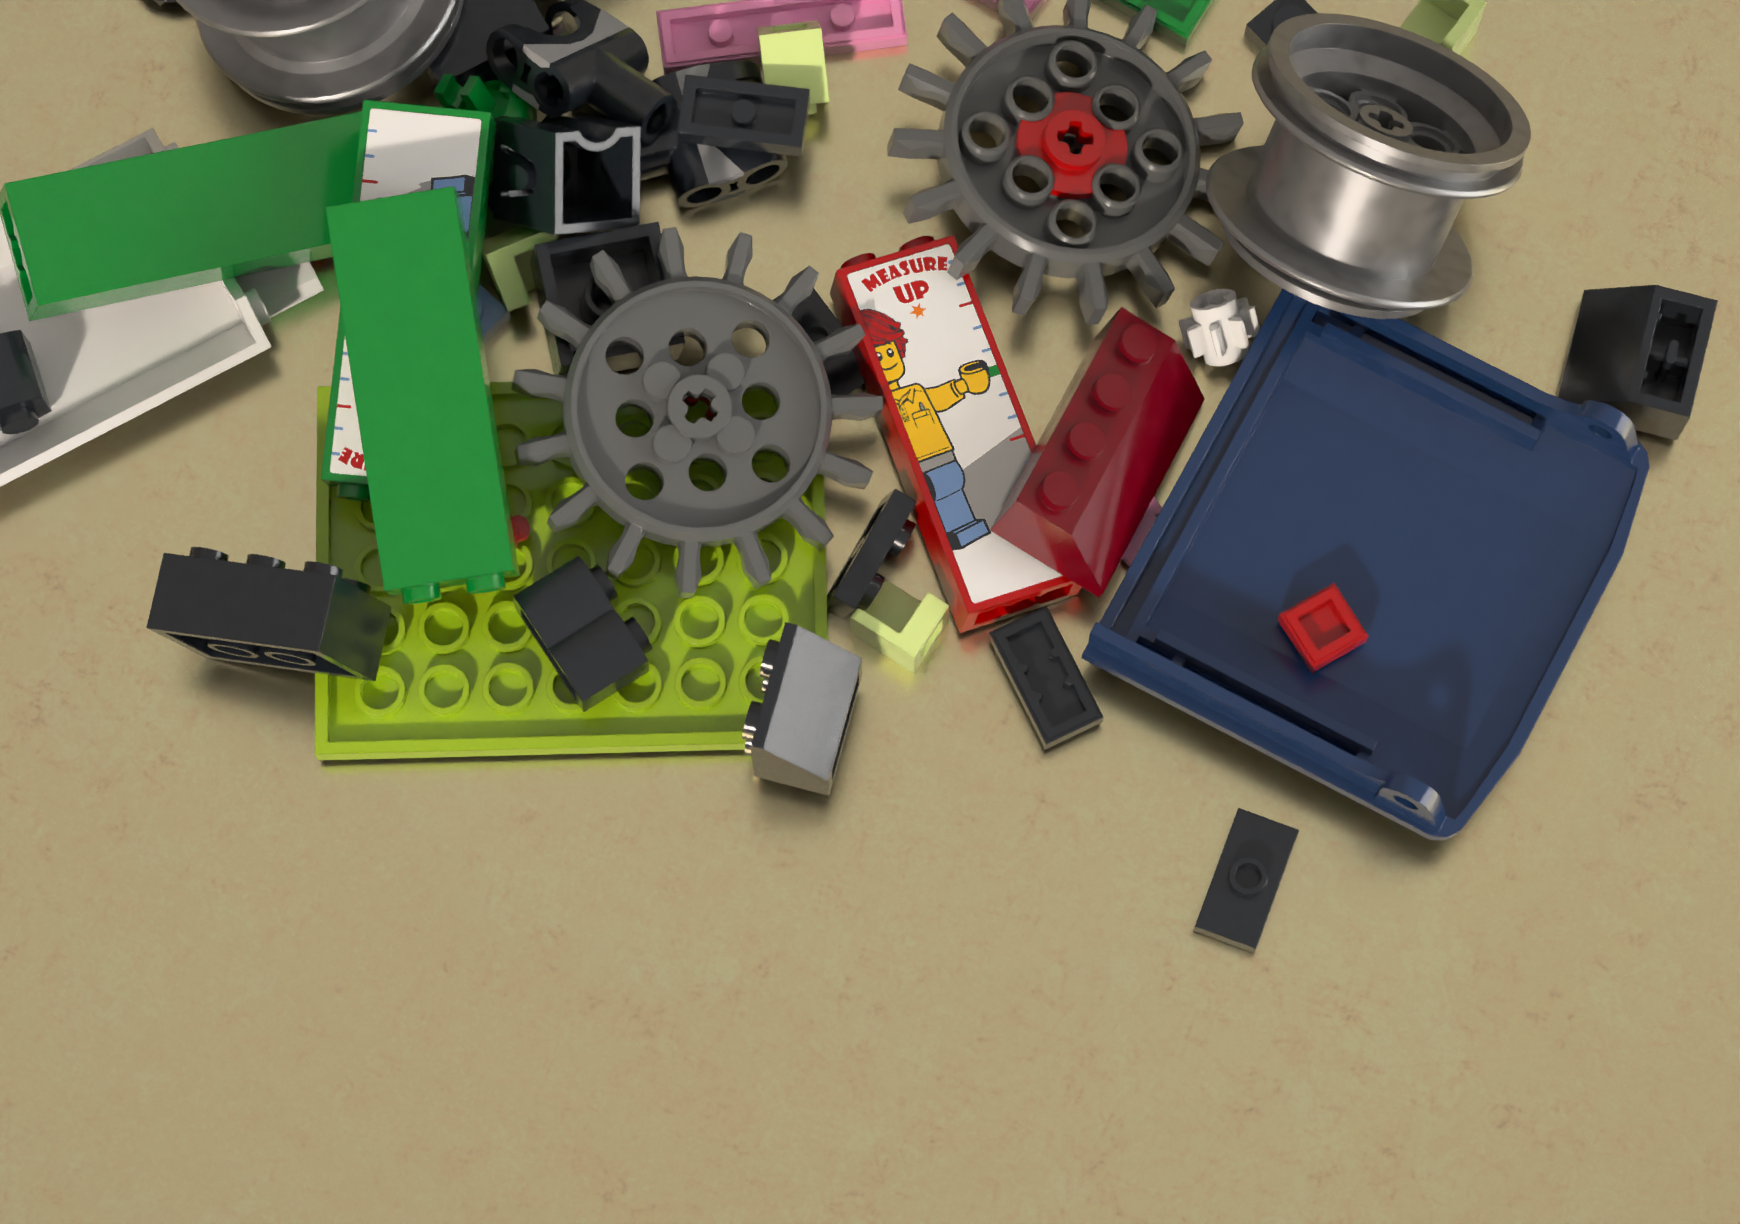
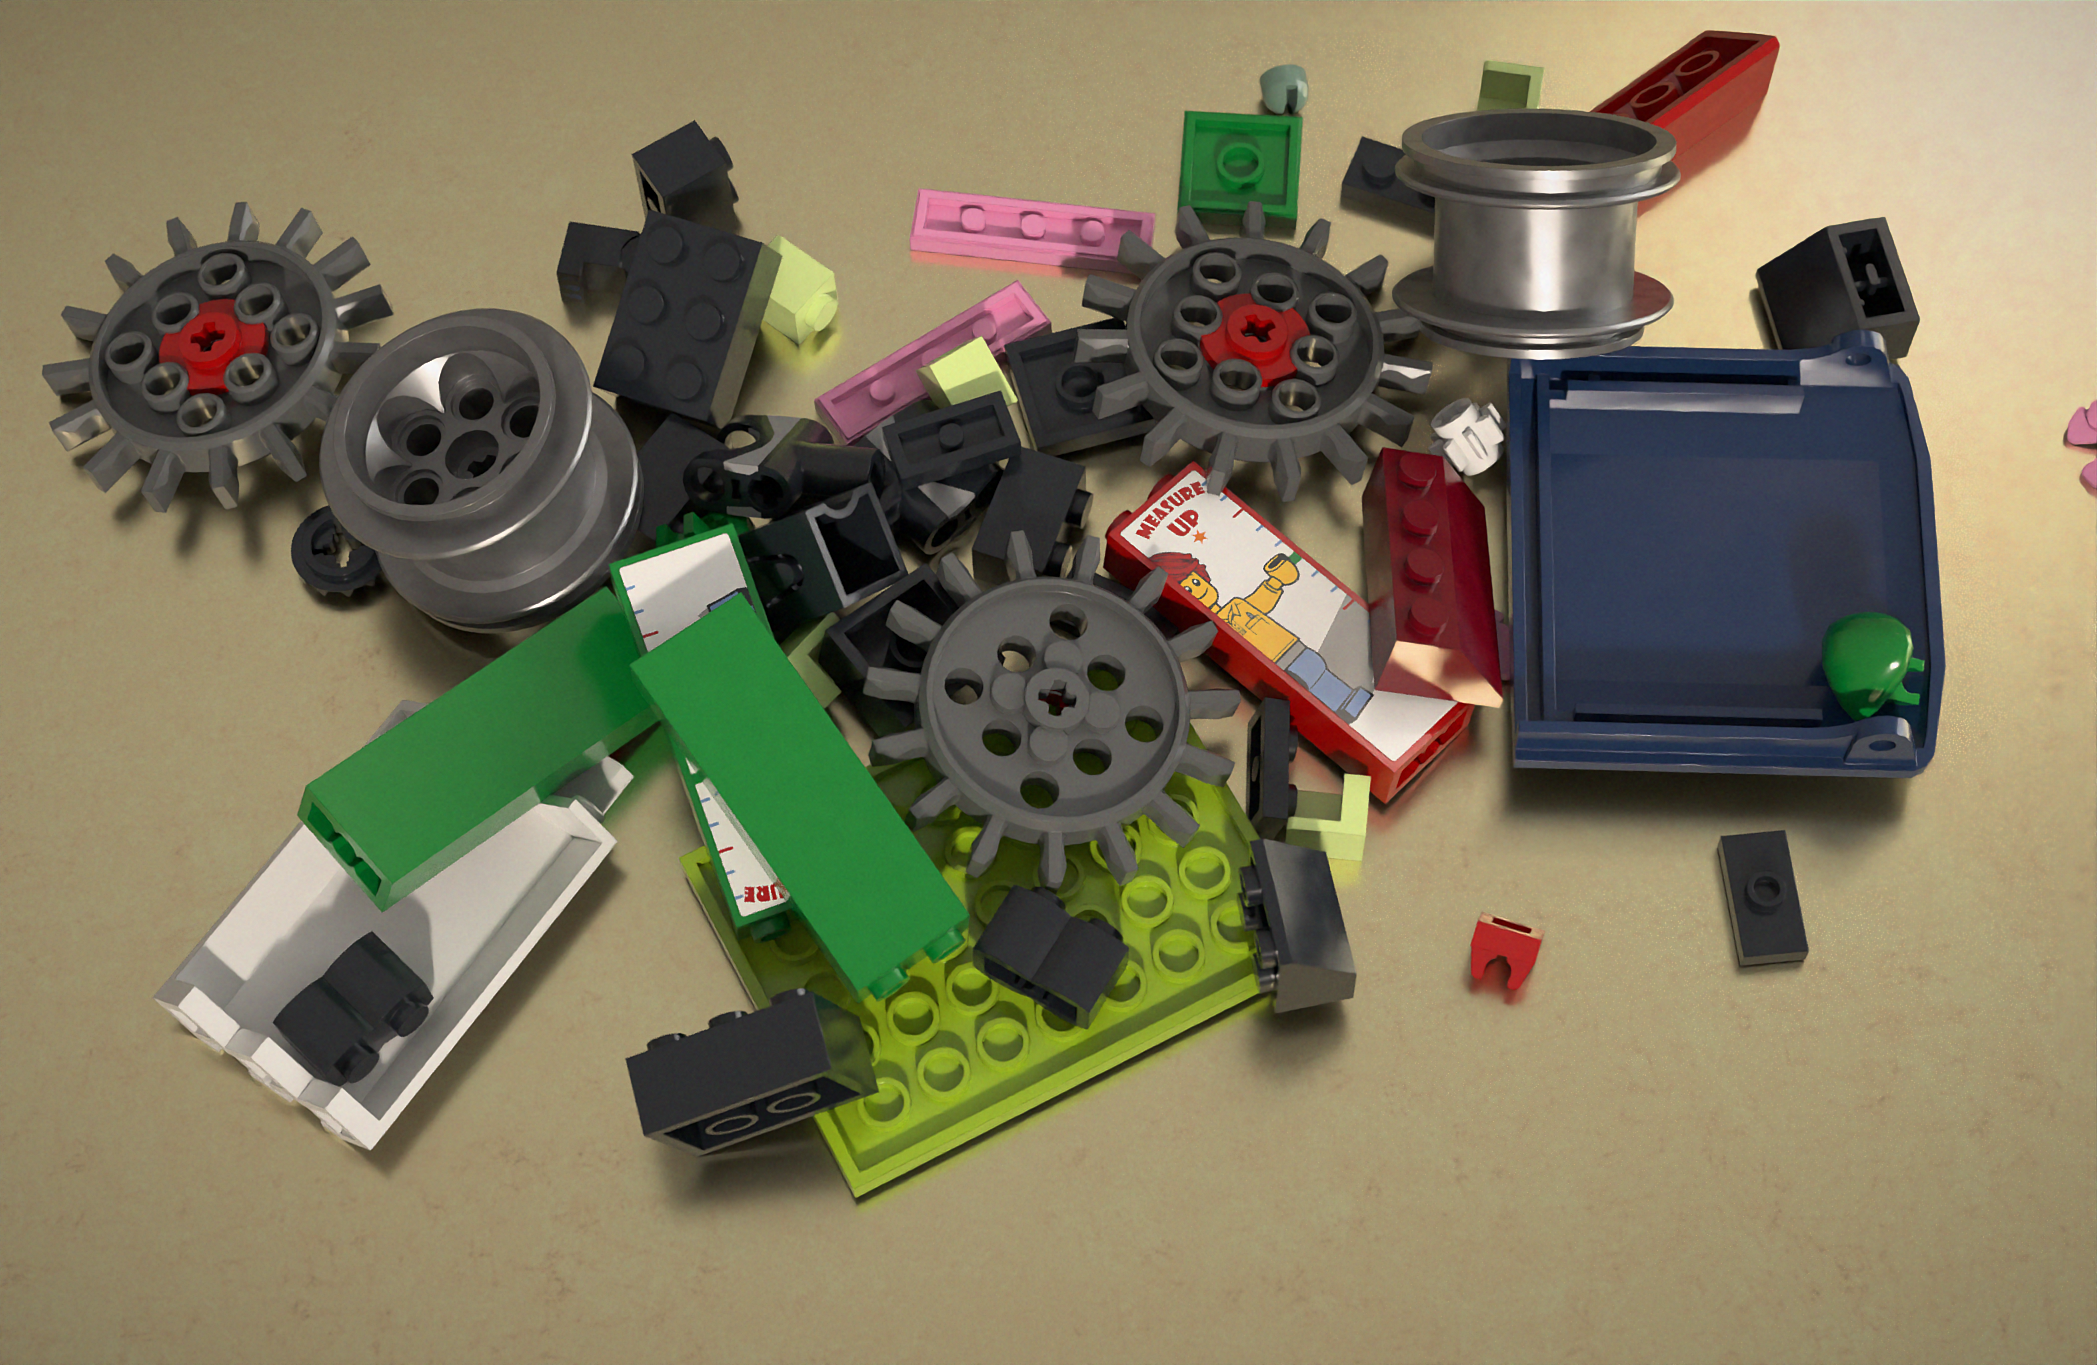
camera: 25 degrees left, 10 degrees down
(789, 219) = (1045, 501): none -> black brick
(873, 106) = (1061, 394): none -> black plate
(993, 809) = (1507, 938): none -> red tile
(1045, 677) = (1485, 804): black plate -> none
(1322, 627) = (1711, 640): red tile -> none
(1441, 718) = (1867, 660): none -> green piece
(1610, 88) = (1699, 85): none -> red slope

